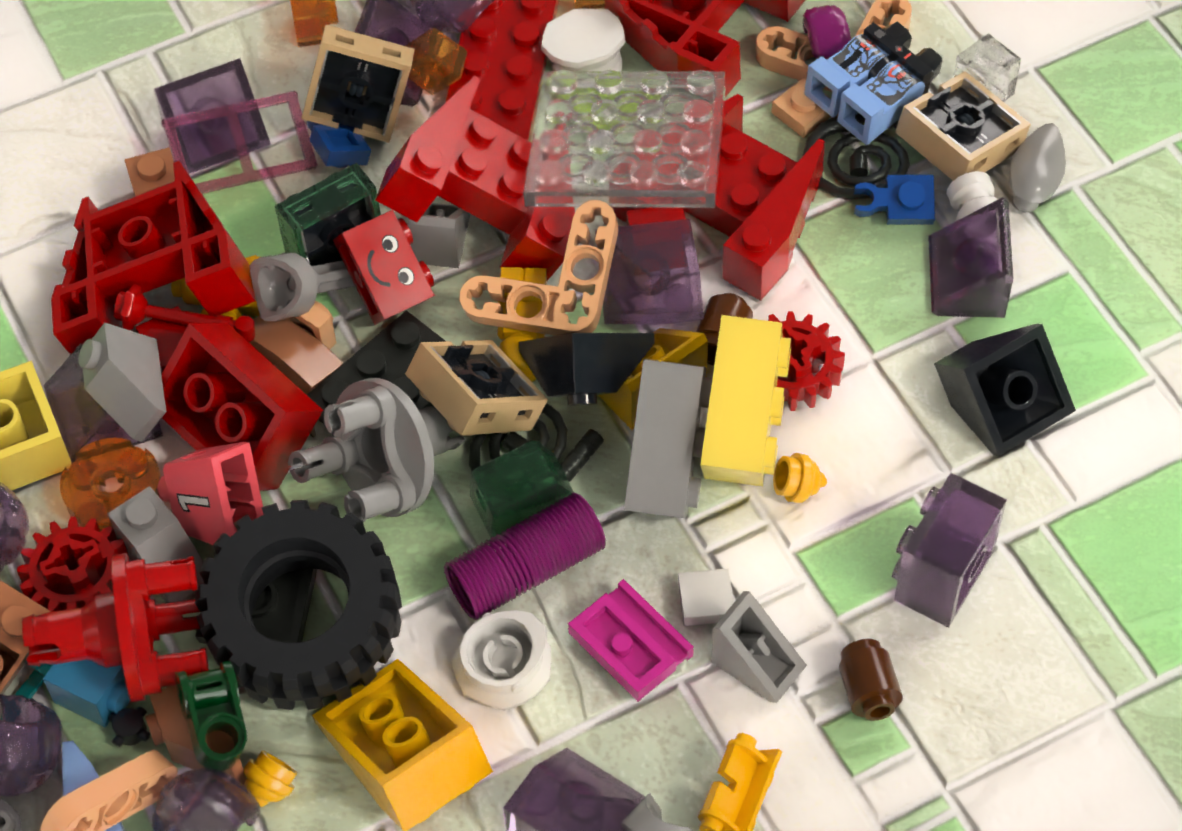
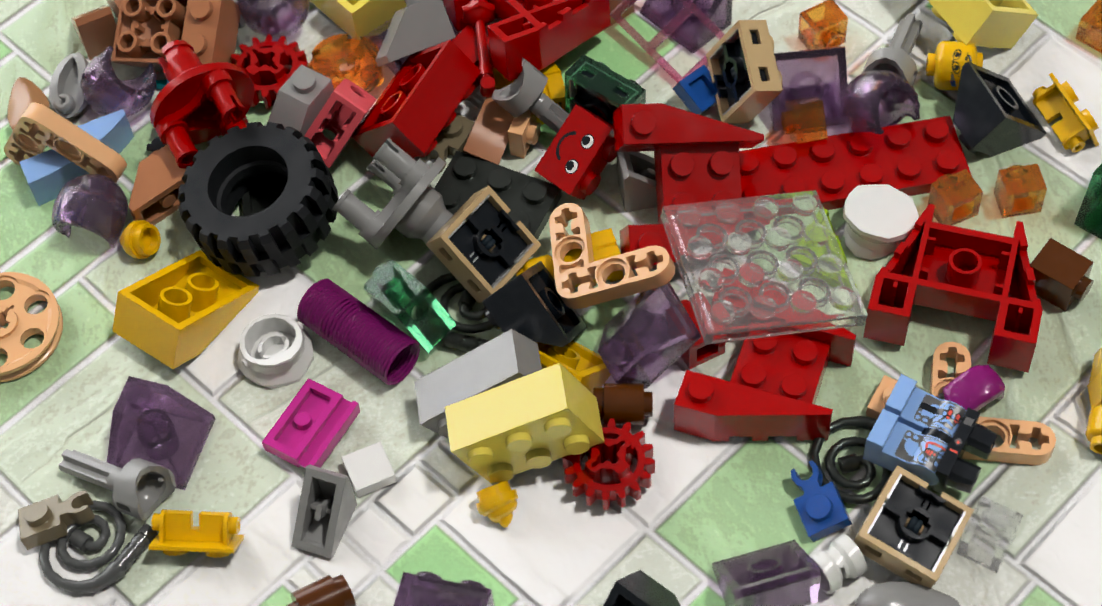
camera: 75 degrees right, 0 degrees up
(212, 704) = (147, 173): dark green piece -> none

